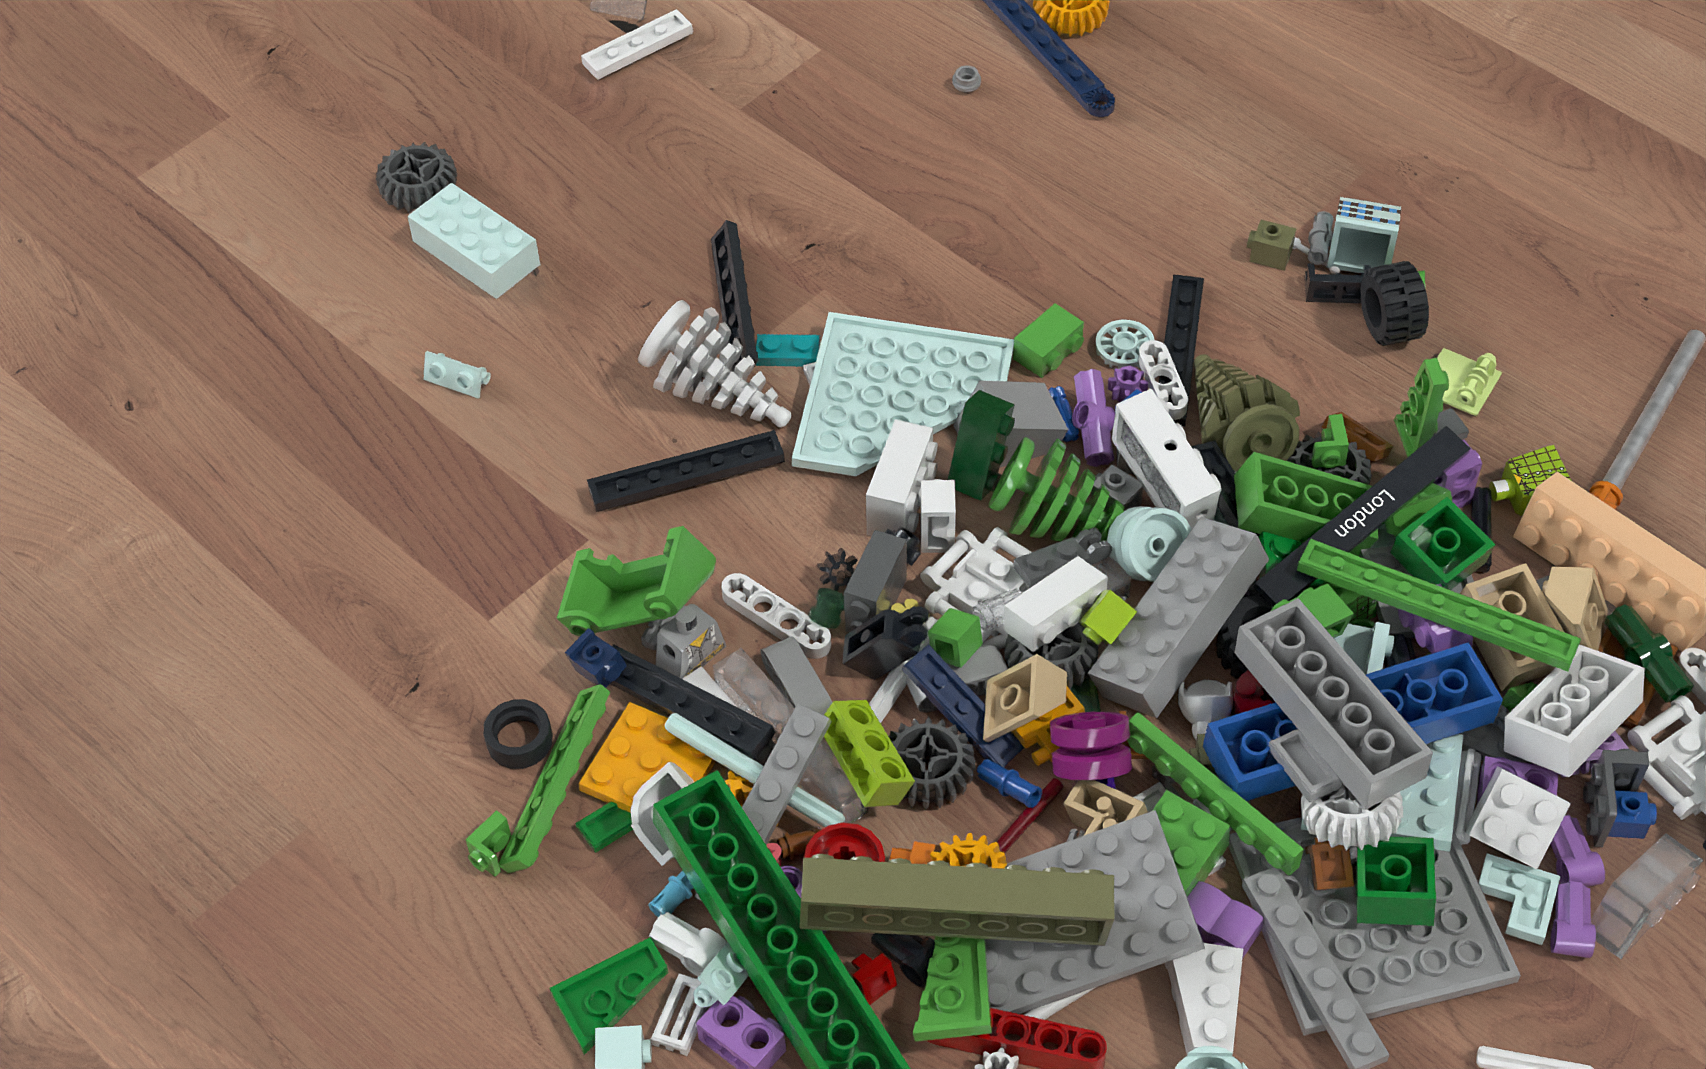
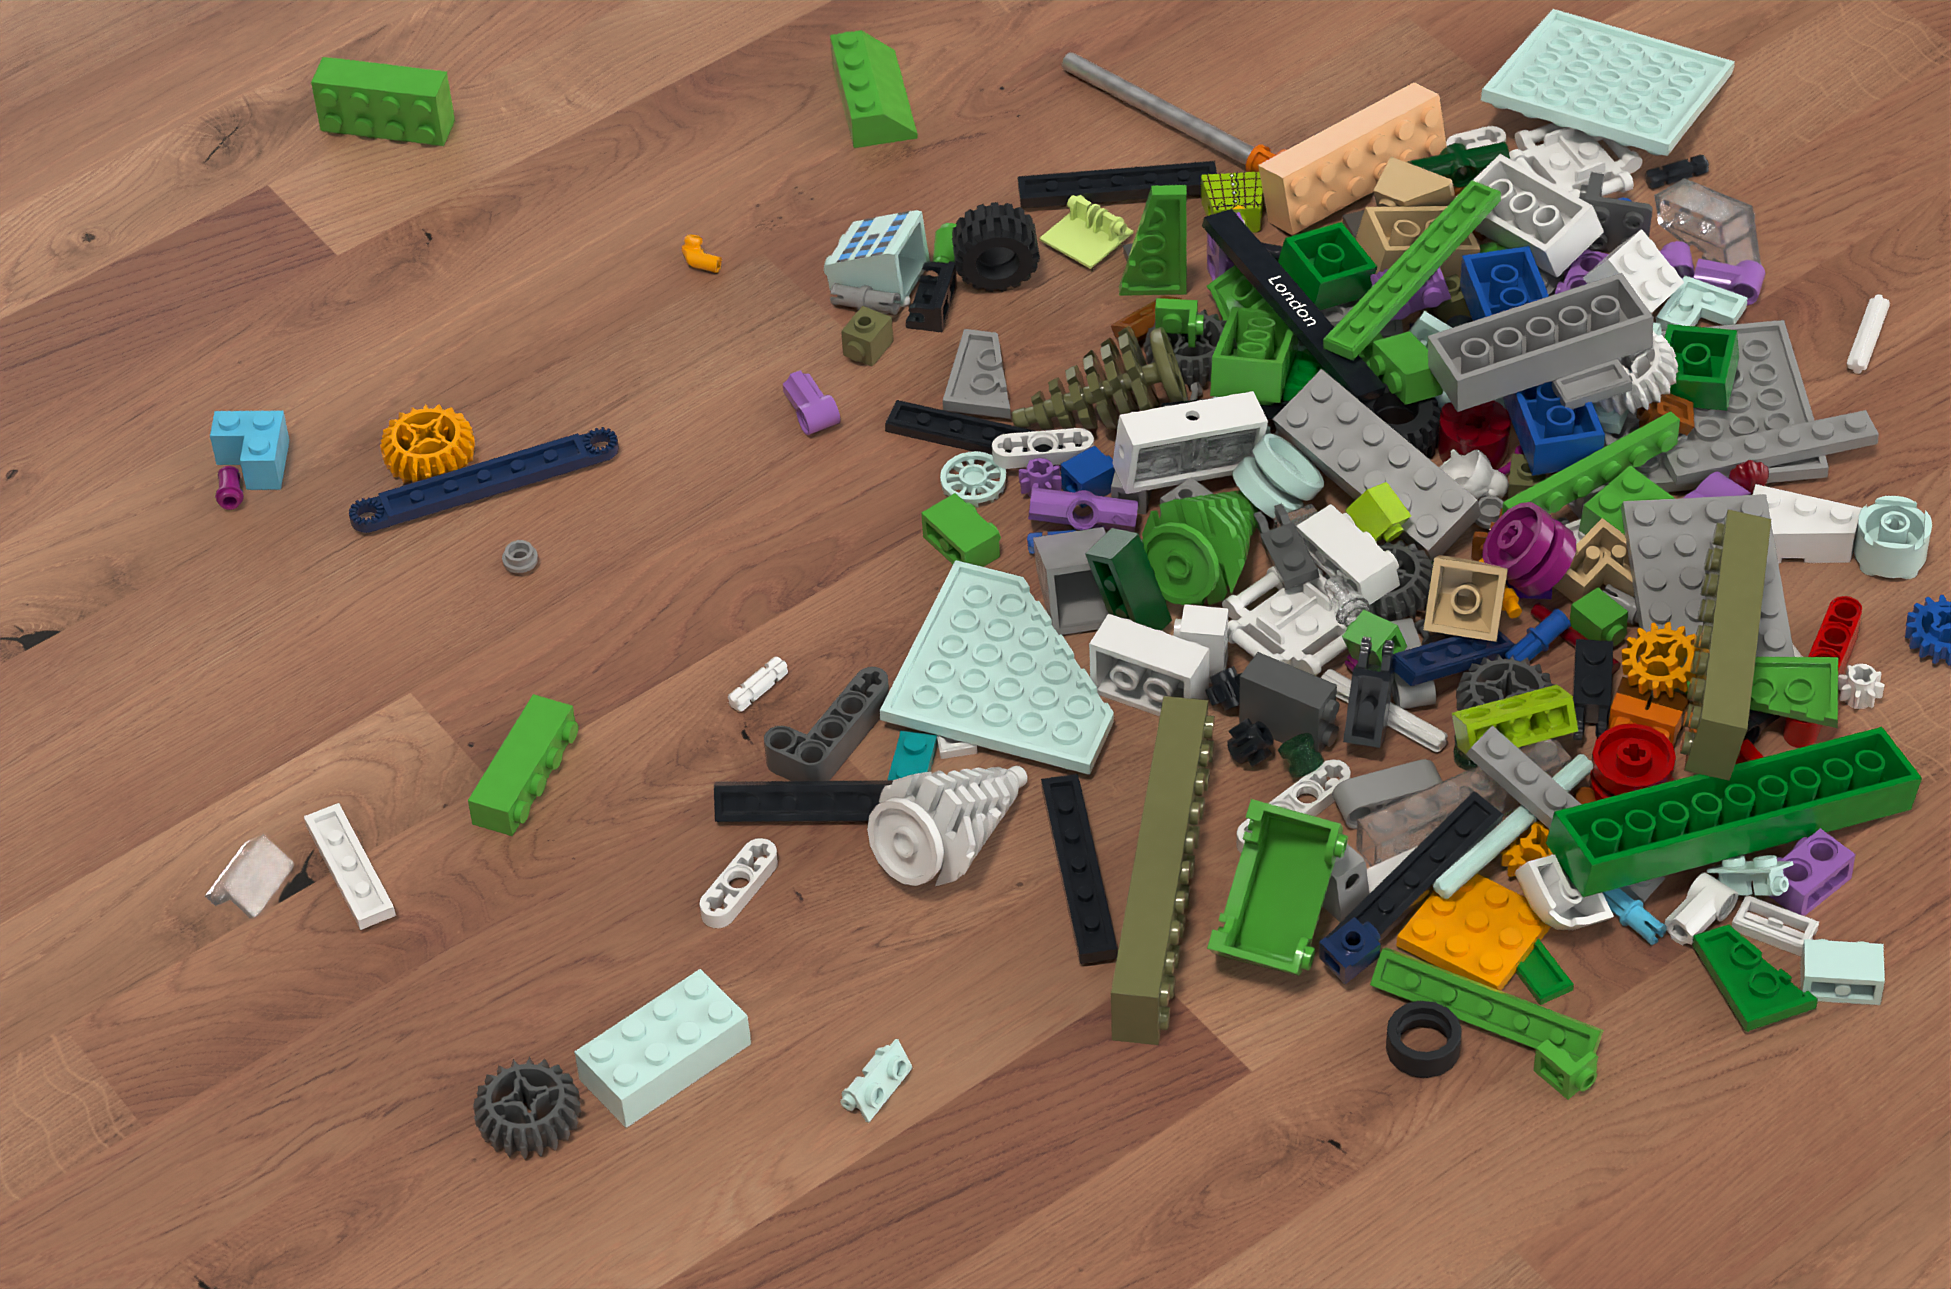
camera: 80 degrees left, 5 degrees down
(639, 513) = (1161, 870): none -> olive brick
(668, 270) = (738, 898): none -> white beam
(746, 116) = (523, 765): none -> bright green brick
(805, 293) = (833, 736): none -> dark grey beam
(859, 241) = (757, 684): none -> white axle
(941, 822) = (1592, 684): none -> black hinge
(1042, 829) = (1599, 617): none -> bright green brick
(1176, 225) = (812, 408): none -> medium lavender piece
(1177, 730) = (1490, 511): none -> light grey plate
(1248, 327) = (978, 377): none -> light grey wing
(1264, 952) = (1749, 474): none -> dark red animal
(1343, 124) = (696, 257): none -> light orange arm
(1533, 391) = (1109, 184): none -> black plate
(1593, 200) = (871, 90): none -> bright green slope

